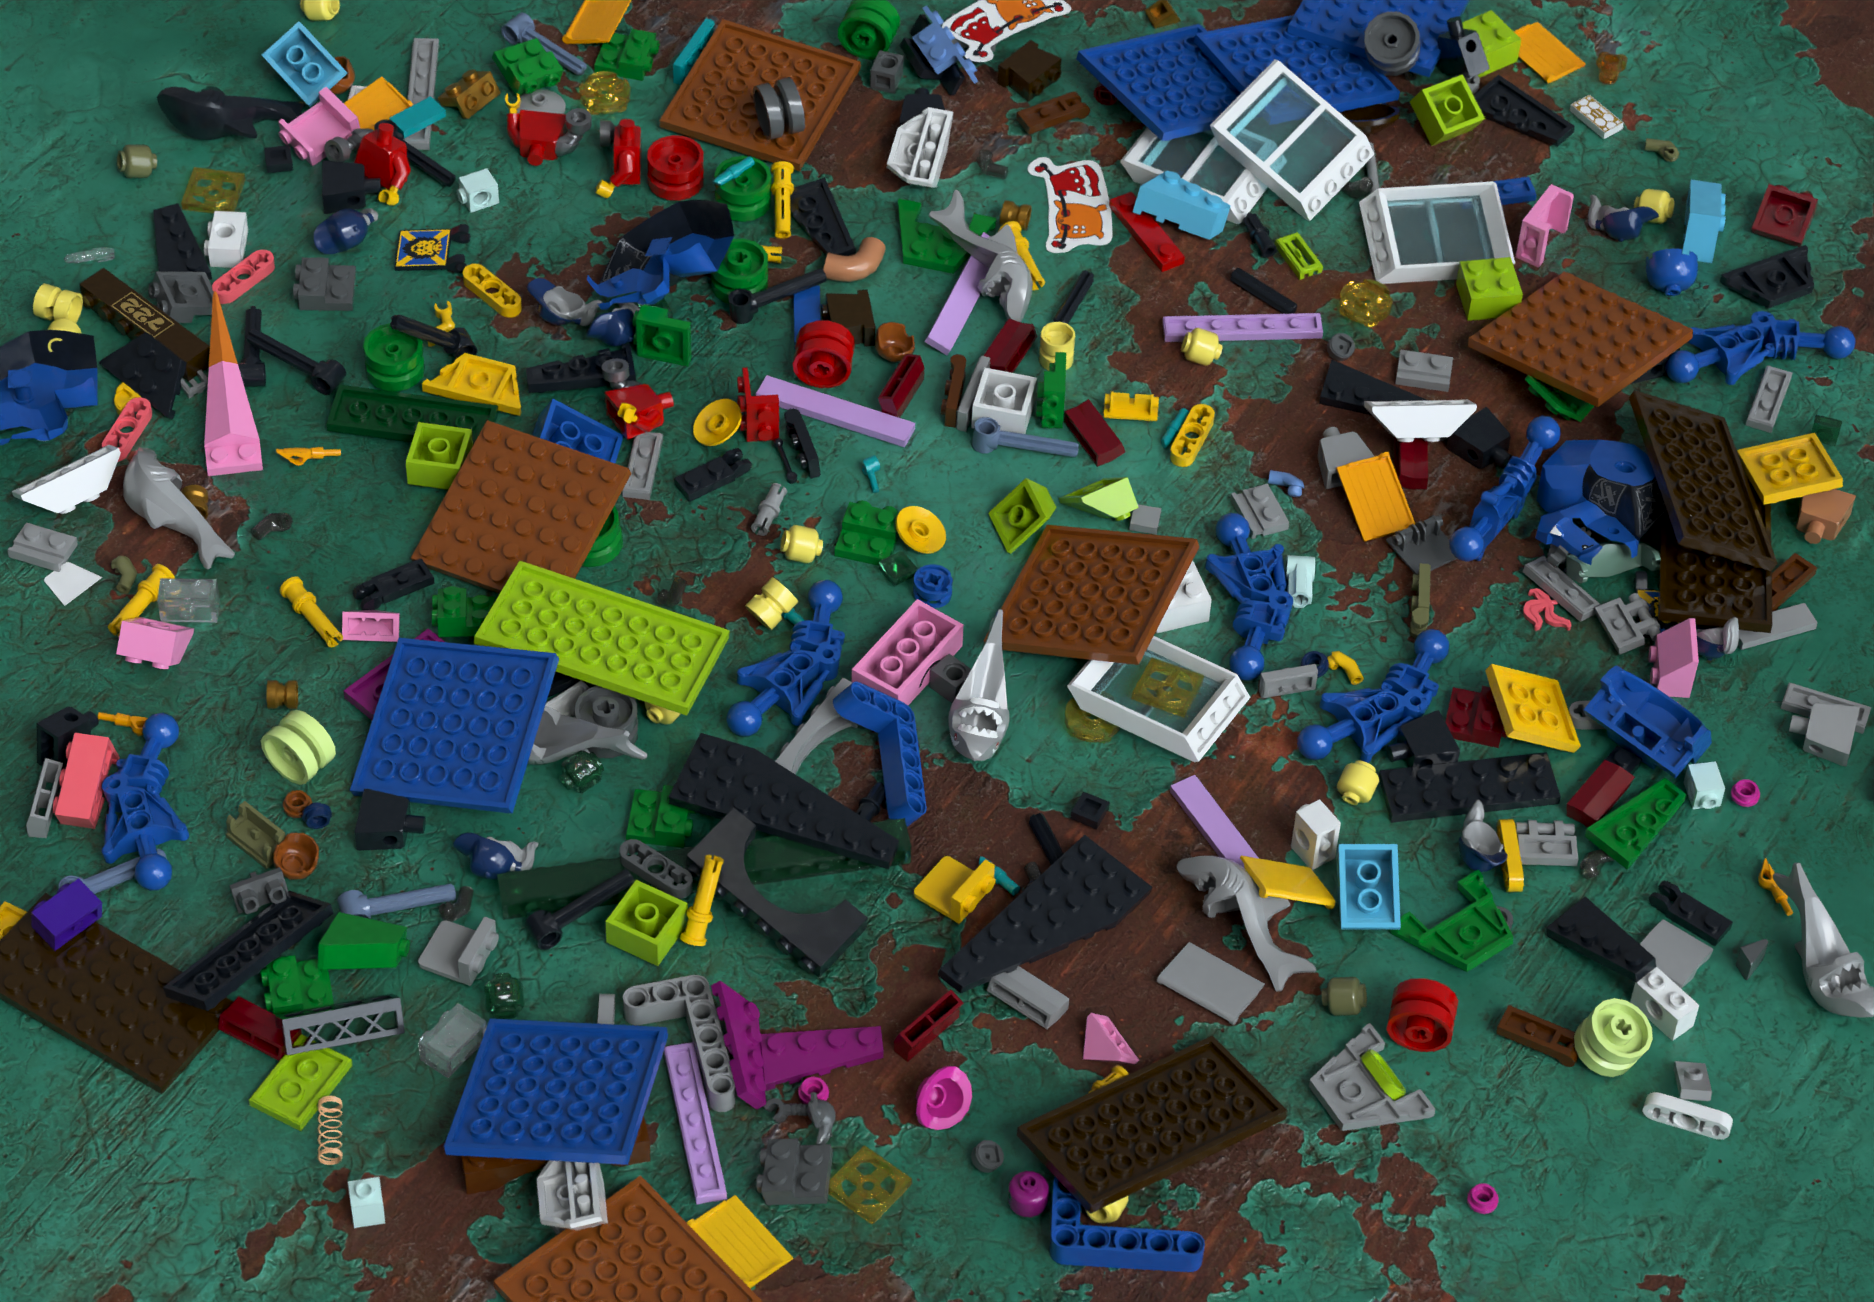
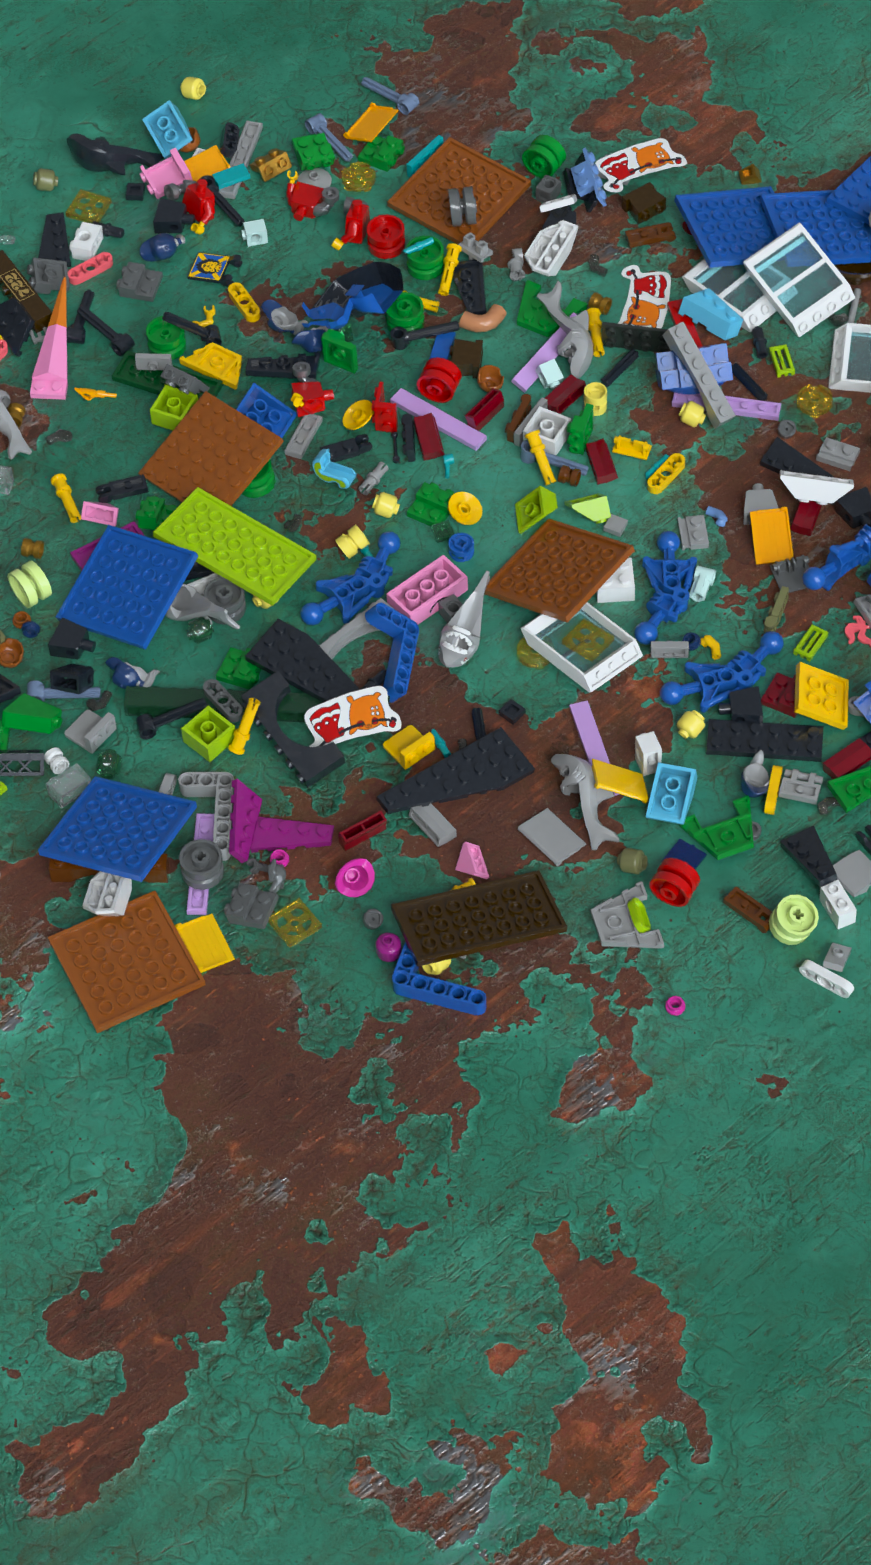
camera: 20 degrees right, 5 degrees up
(260, 218) = (109, 230): none -> black axle
(387, 393) = (152, 361): none -> light grey plate
(398, 67) = (229, 140): none -> black beam
(414, 874) = (78, 678): none -> black torso
(422, 1008) = (55, 759): none -> white wheel
(446, 410) = (183, 380): none -> dark grey plate
(702, 1121) = (201, 864): none -> dark grey wheel
(706, 509) = (331, 471): none -> medium azure animal
(813, 167) = (475, 249): none -> light grey hips
(830, 438) = (428, 436): none -> dark red piece
(861, 858) = (352, 716): none -> sticker
(875, 180) = (516, 264): none -> light grey connector
(911, 86) = (557, 203): none -> white tile
(979, 323) = (549, 374): none -> light aqua brick
(1003, 428) = (537, 449): none -> yellow pin
(1056, 459) = (569, 475): none -> reddish brown wheel
(1089, 253) = (634, 337): none -> pearl dark grey bracket
(1192, 284) = (679, 379): none -> piece
(1235, 326) = (685, 348): none -> light grey arch
(1412, 967) = (686, 853): none -> clear blue piece
(1479, 653) = (804, 653): none -> lime tile

